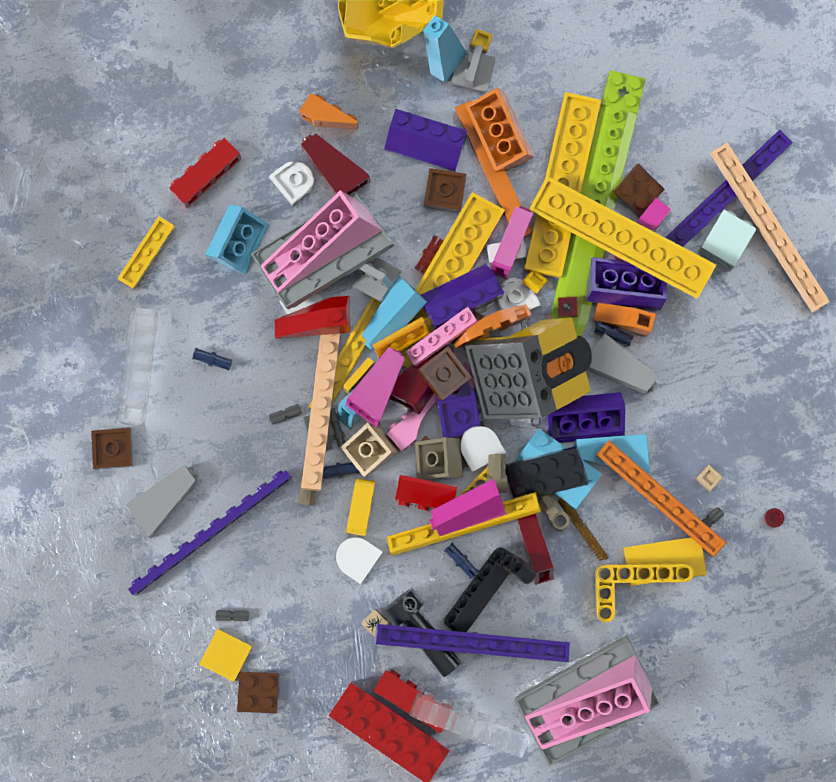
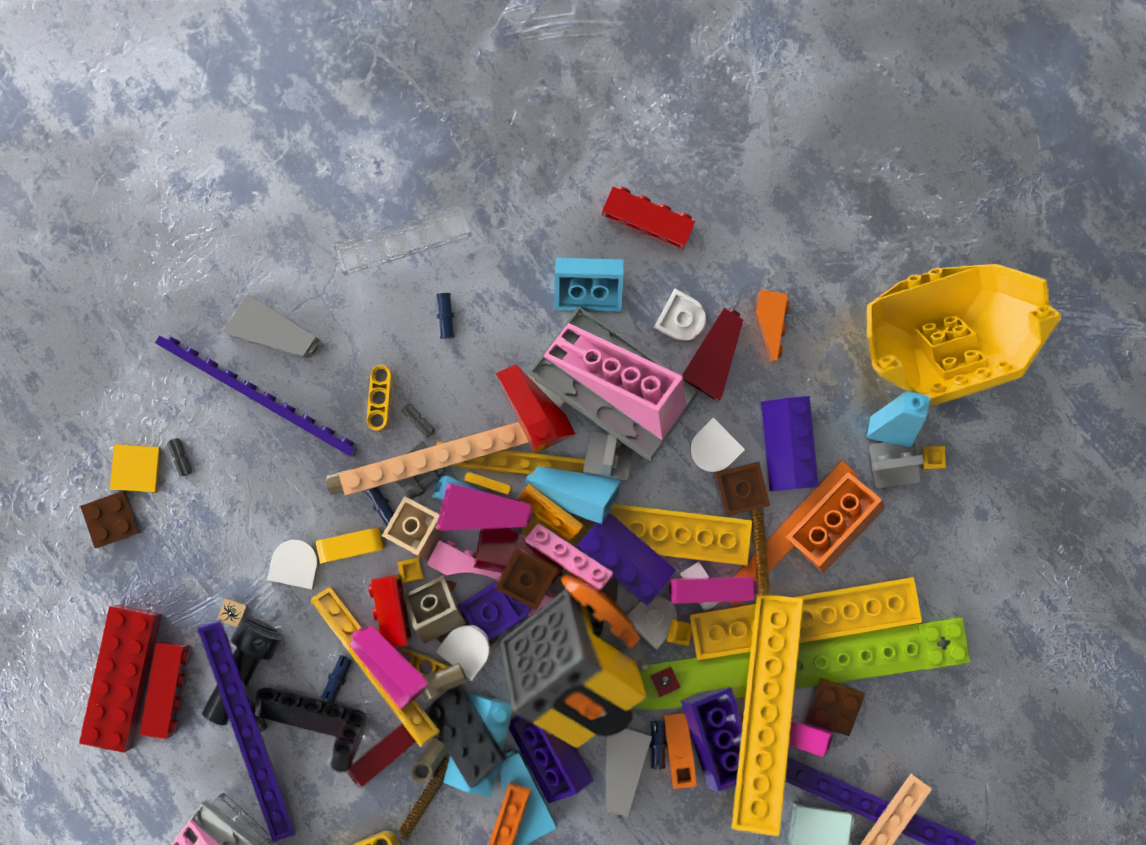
camera: 70 degrees right, 5 degrees up
(112, 448) = (304, 251): reddish brown plate -> none
(146, 252) = (532, 193): yellow plate -> none
(248, 429) = (380, 387): none -> yellow beam
(400, 467) = (411, 570): none -> yellow tile
(404, 197) = (714, 447): none -> white tile
(428, 254) = (661, 501): clear red pin -> none
(467, 724) = (158, 763): clear brick -> none
(516, 198) = (759, 525): none -> pearl gold piece

